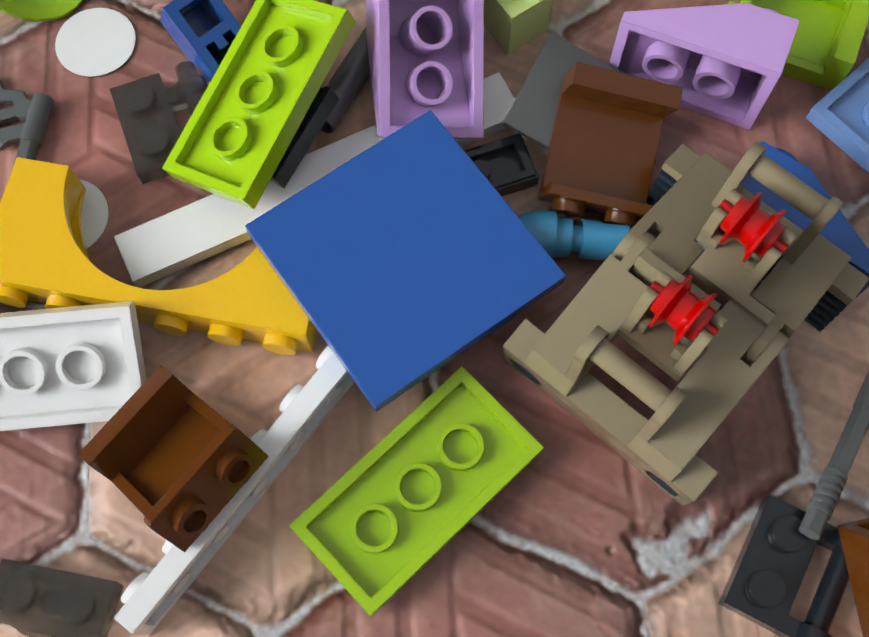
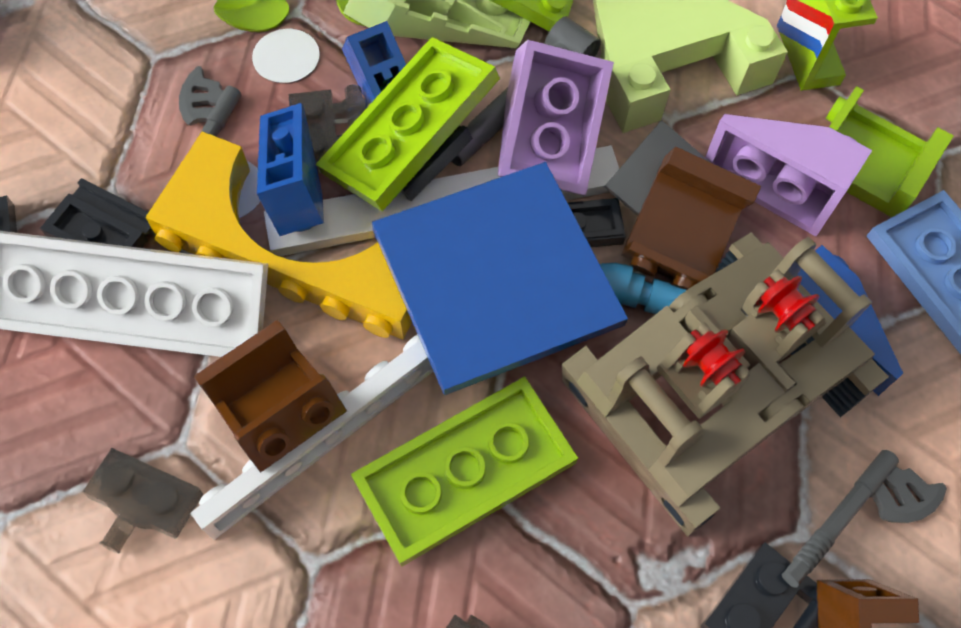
camera: 10 degrees right, 5 degrees down
(130, 184) = (288, 171): none -> blue slope

